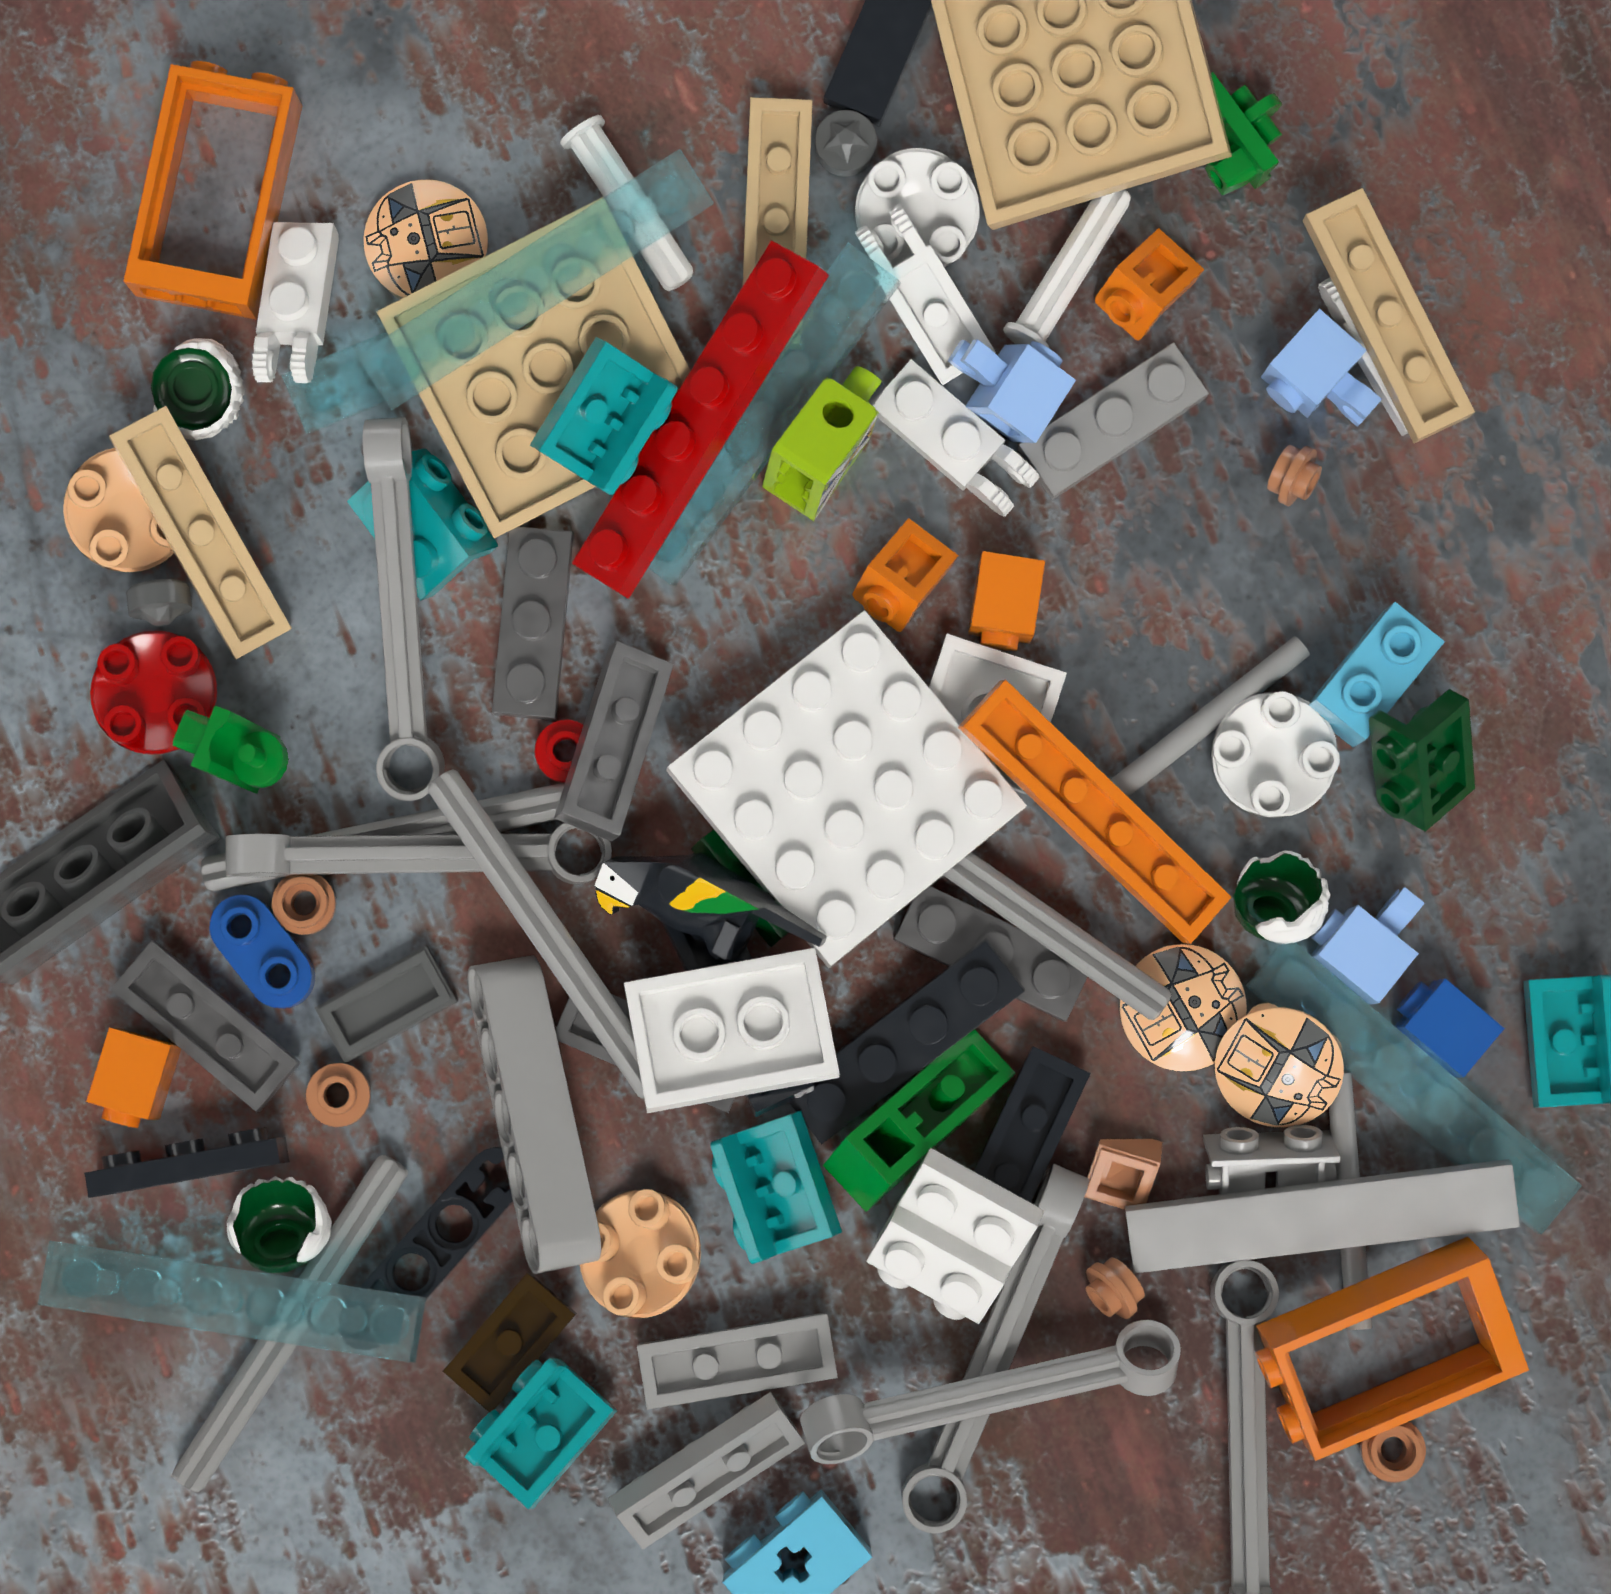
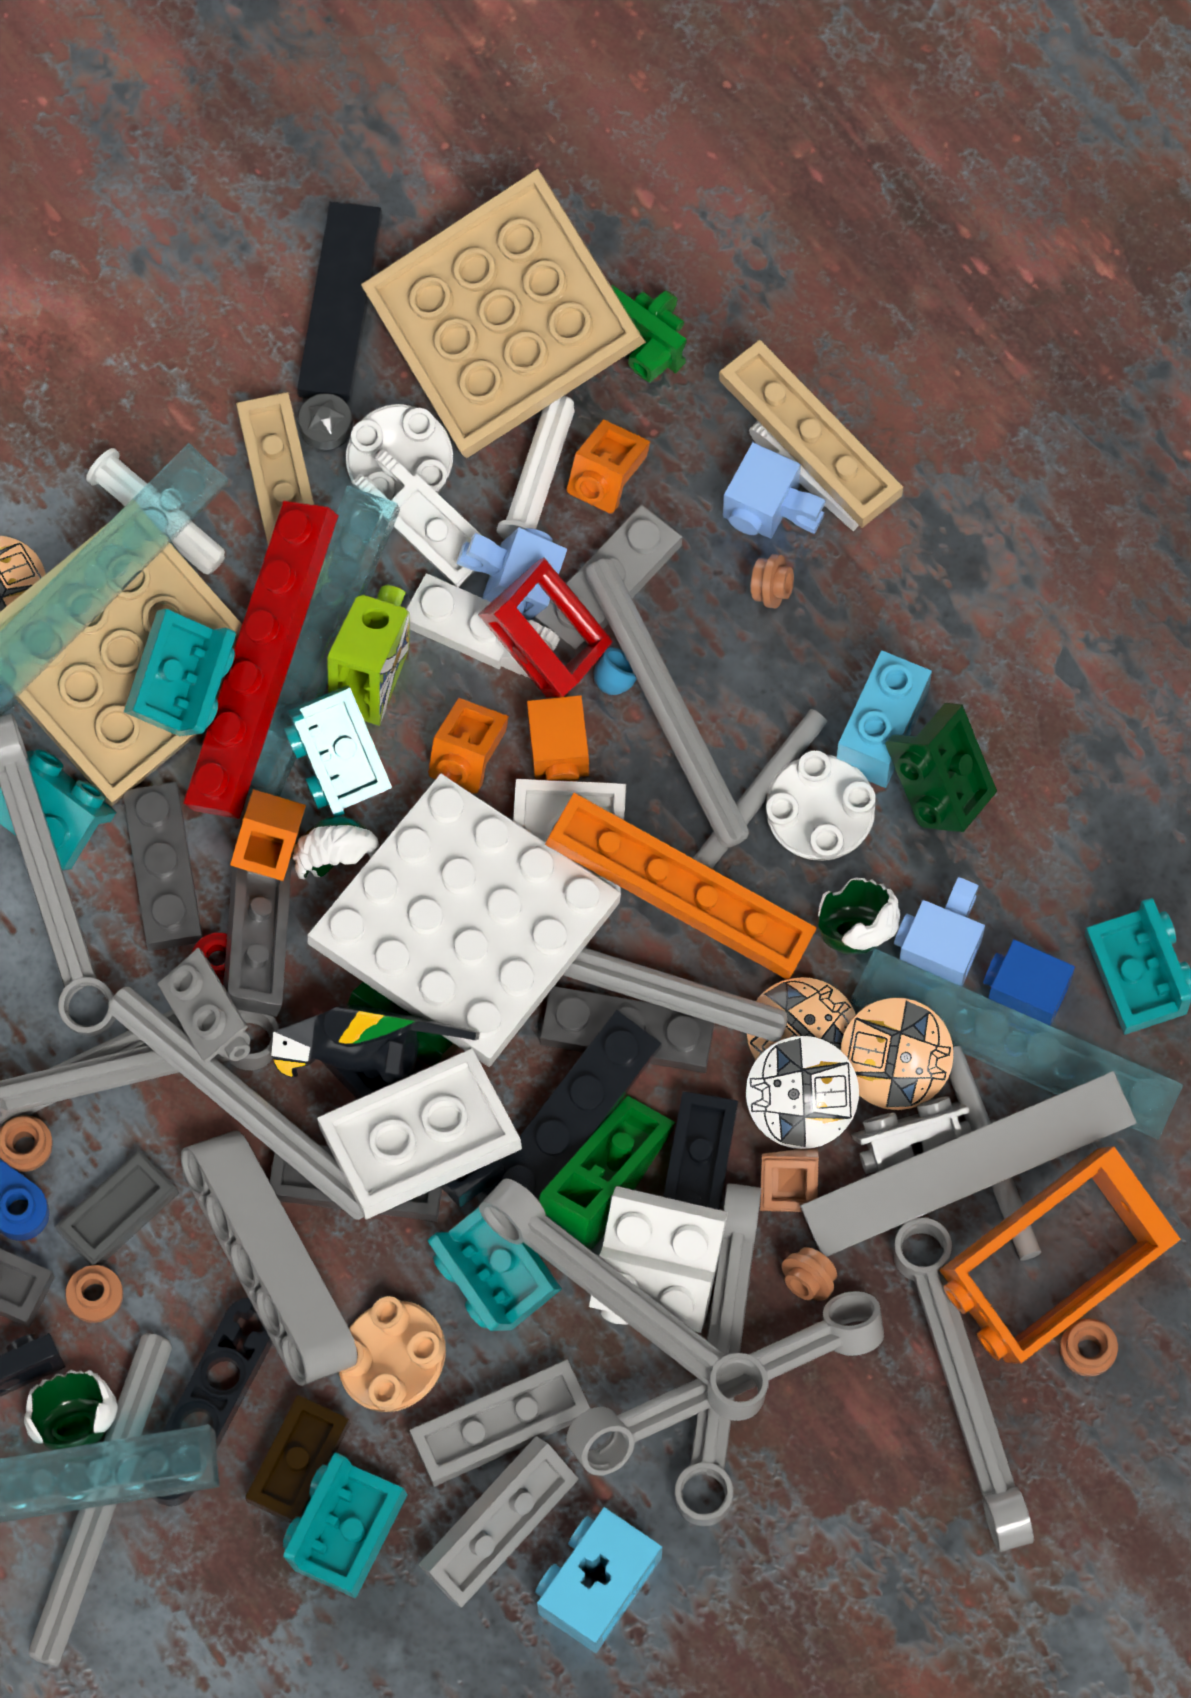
camera: 10 degrees left, 15 degrees down
(533, 819) = (205, 1009): none -> light grey hinge
(655, 629) = (267, 835): none -> orange brick
(725, 660) = (330, 843): none -> white hair
(757, 549) = (338, 751): none -> bracket
(822, 1164) = (521, 1218): none -> light grey piece
(981, 448) = (527, 645): none -> red tile
(1092, 534) = (613, 672): none -> dark azure hinge
(1137, 591) = (667, 703): none -> light grey axle
(1163, 1081) = (802, 1092): none -> white dish

